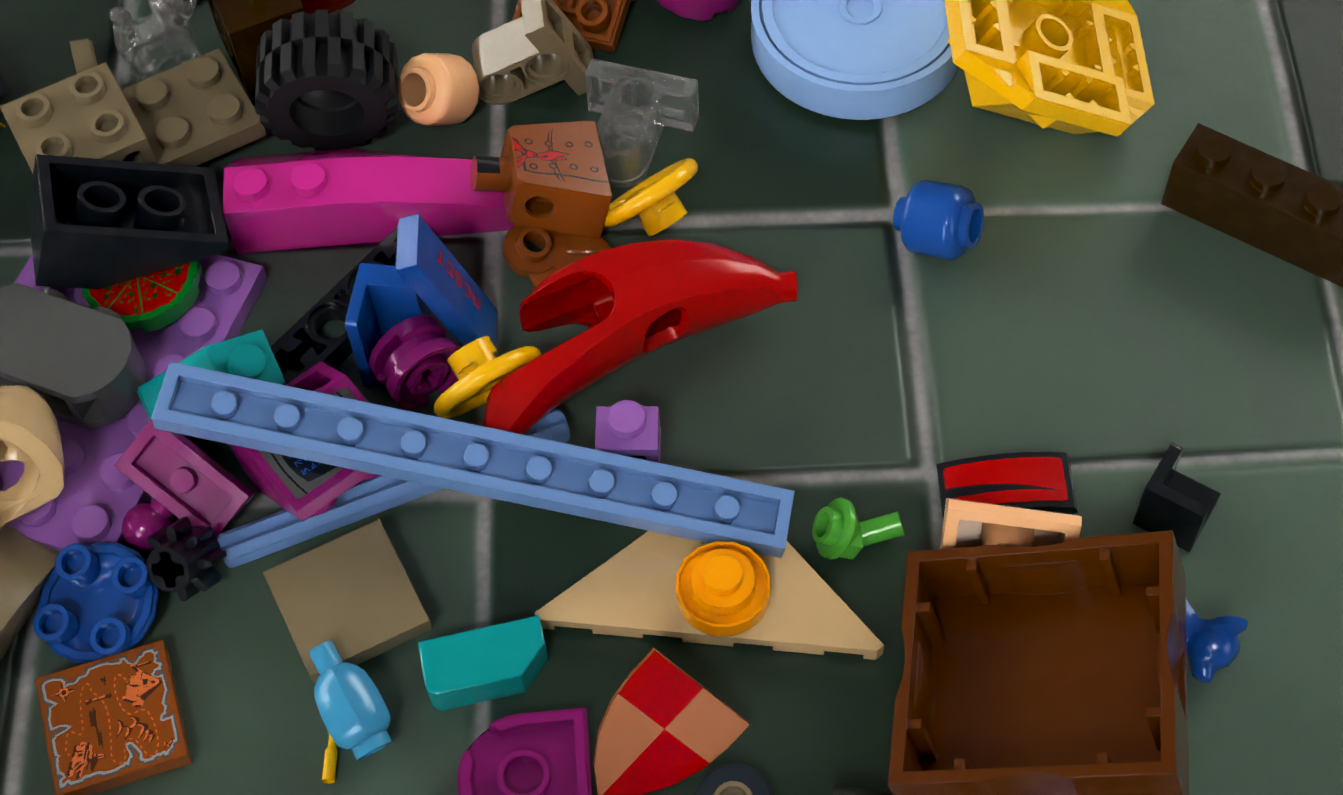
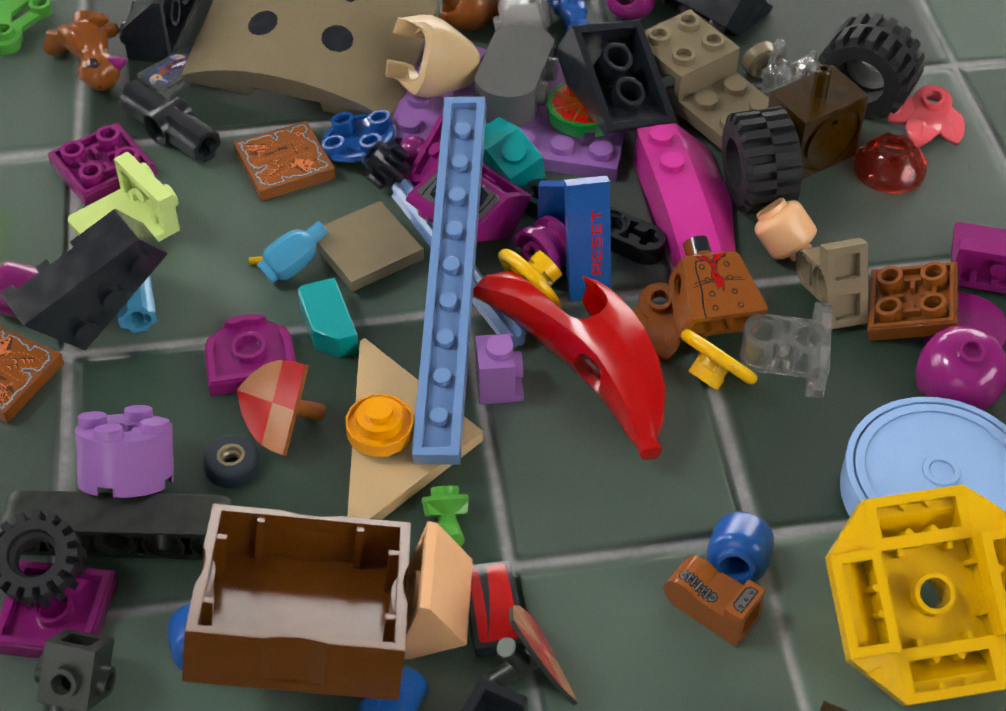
camera: 80 degrees right, 10 degrees down
(1005, 255) = (715, 599): none -> dark orange leg
(1092, 456) = (536, 654): none -> shield

